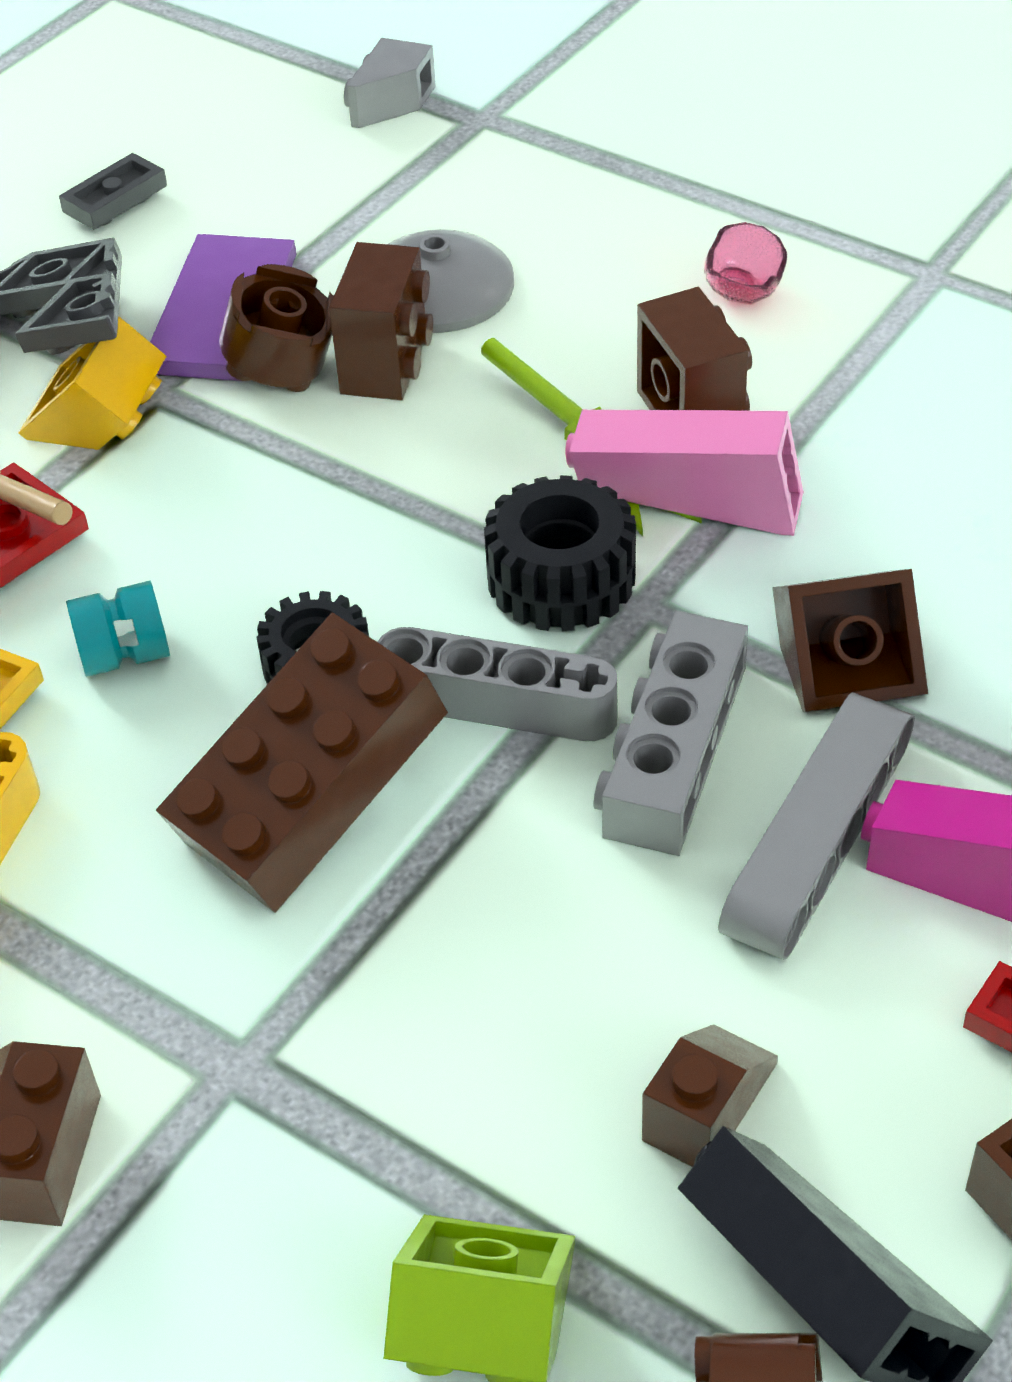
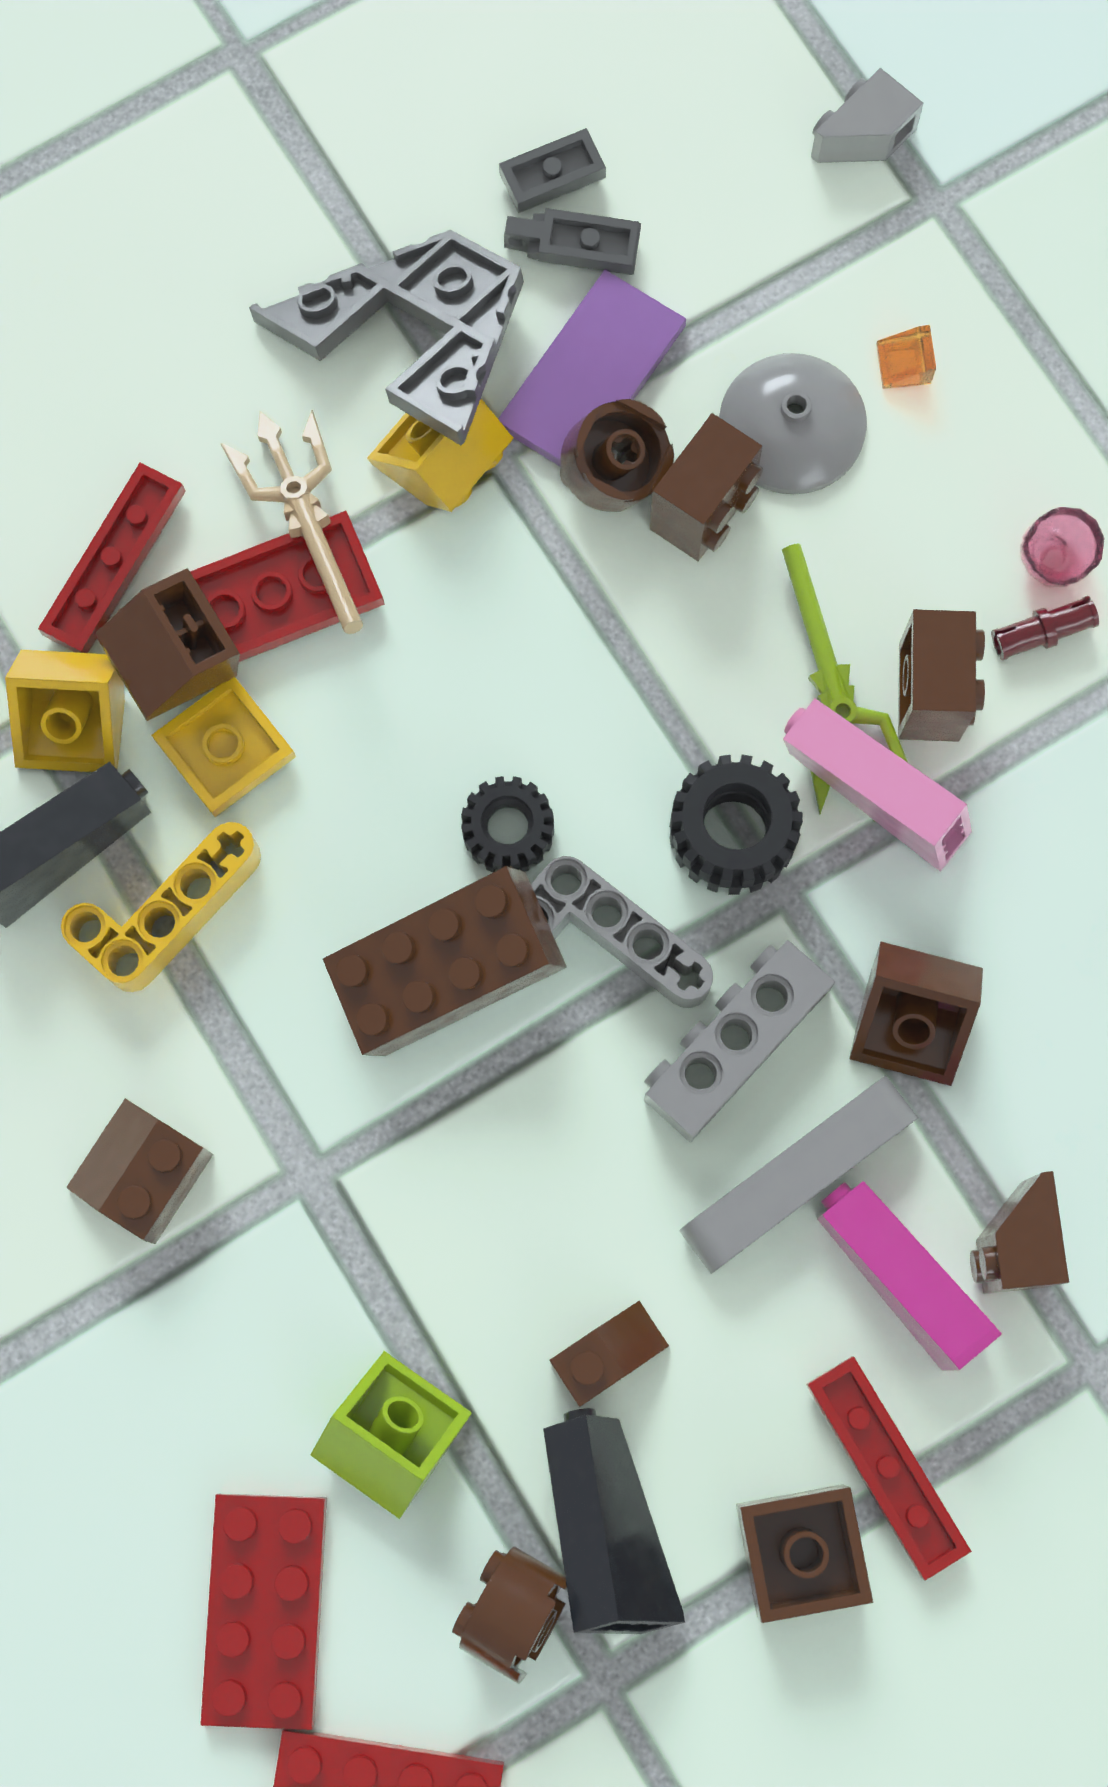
camera: 25 degrees right, 30 degrees up
(96, 634) = (364, 743): teal wheel -> none
(161, 222) = (576, 240): none -> dark grey hinge
(519, 204) = (907, 358): none -> clear orange slope
(770, 323) = (1045, 628): none -> dark red pin

